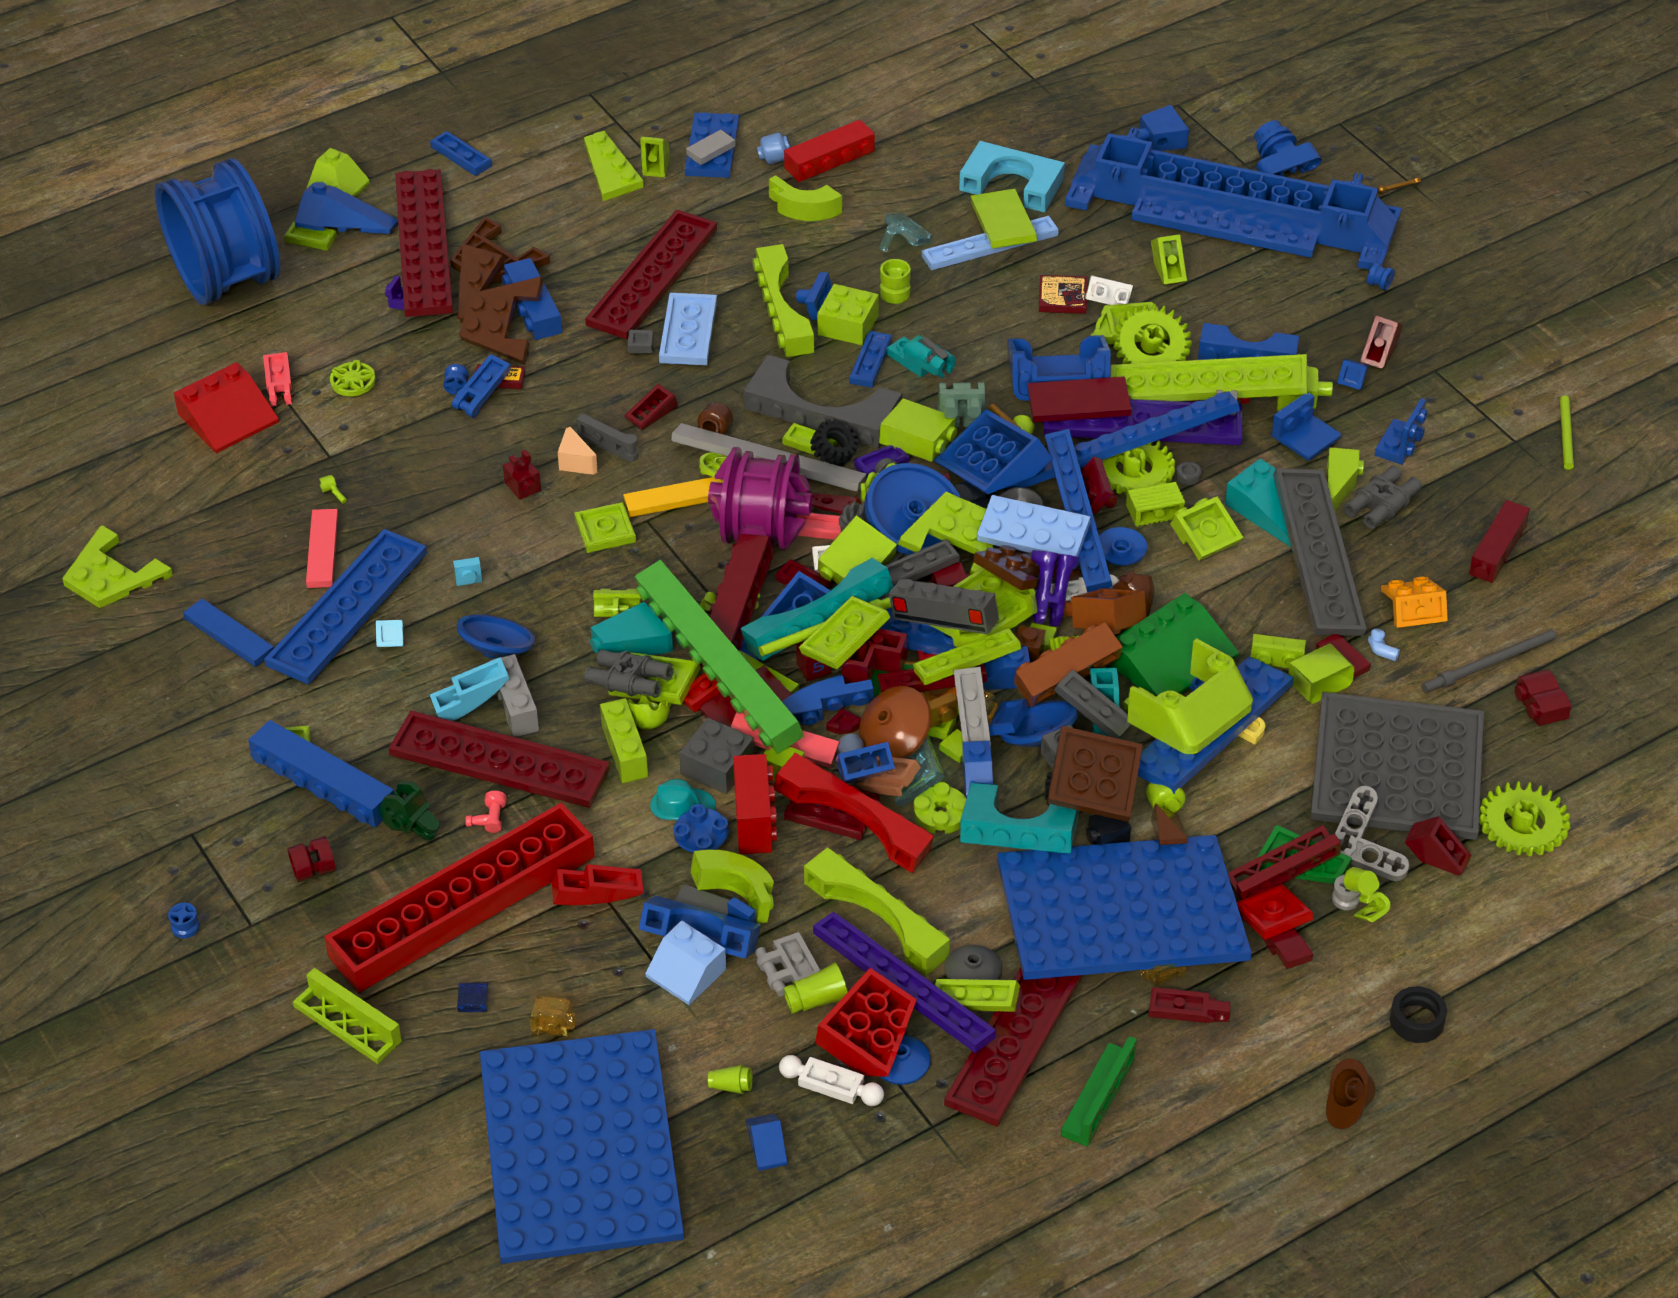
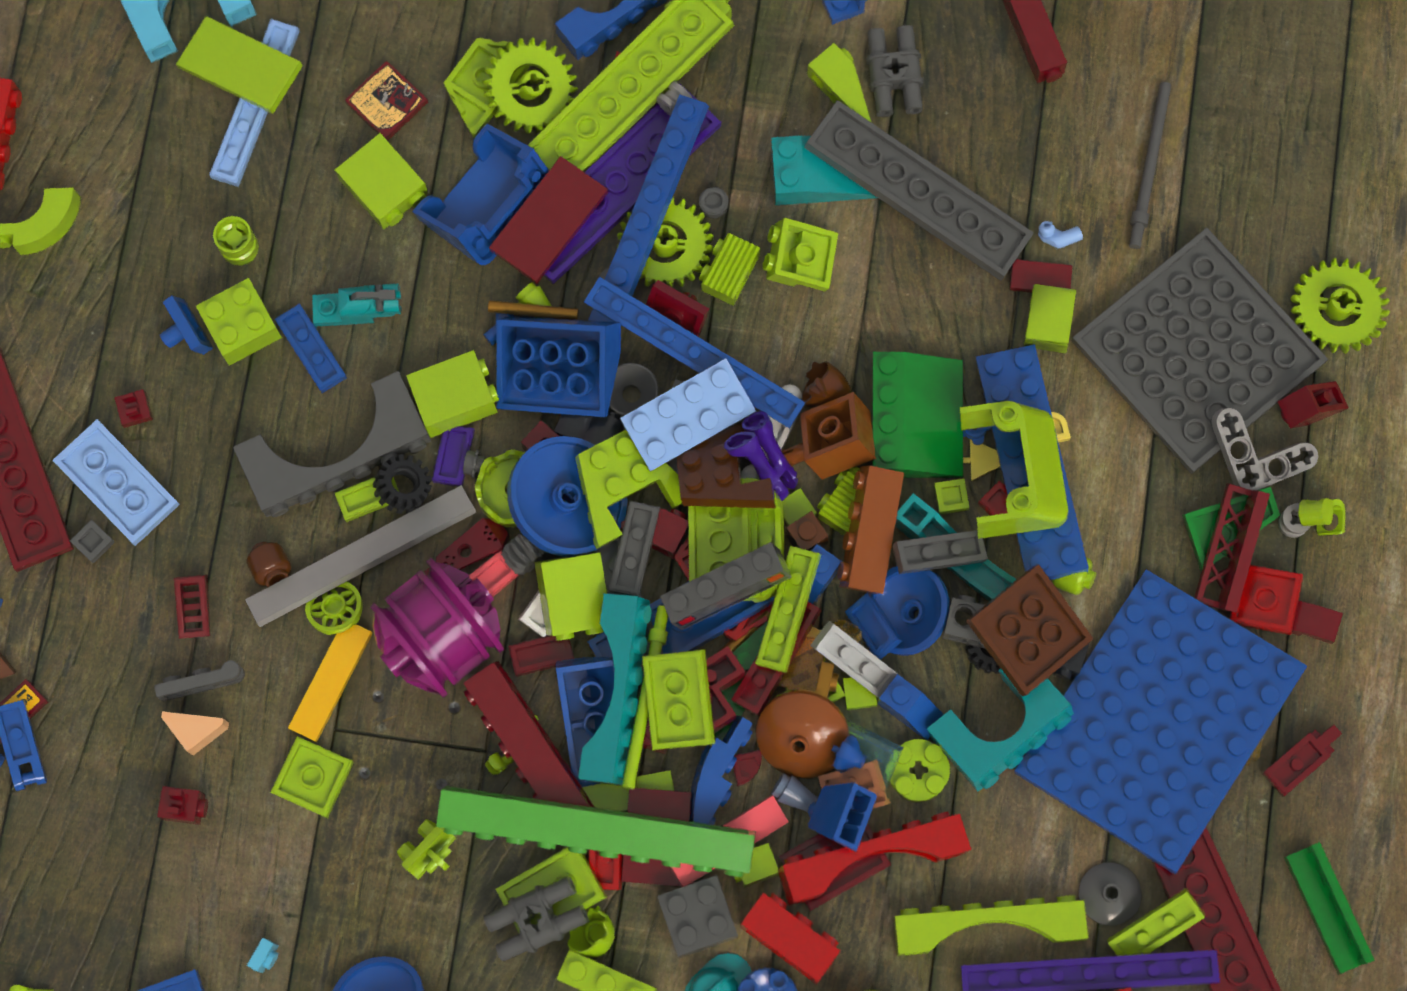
camera: 45 degrees left, 30 degrees up
(632, 631) = (478, 871): teal slope -> none
(742, 309) = (133, 408): none -> dark red tile
(793, 330) = (211, 388): lime arch -> none
(905, 226) = (168, 163): clear light blue plate -> none
(905, 744) = (848, 755): none -> blue piece
(961, 402) = (459, 327): sand green hips -> none
(1009, 317) = (382, 181): none -> lime brick
(1108, 291) = (431, 63): white hips -> none
(1123, 545) = (757, 332): blue dish -> none
(1167, 826) = (1111, 604): reddish brown slope -> none
(1277, 650) = (988, 326): lime bracket -> none
(1301, 430) = (761, 59): blue bracket -> none
(1416, 601) = (1034, 158): light orange bracket -> none
(1543, 697) = (1231, 164): dark red brick -> none

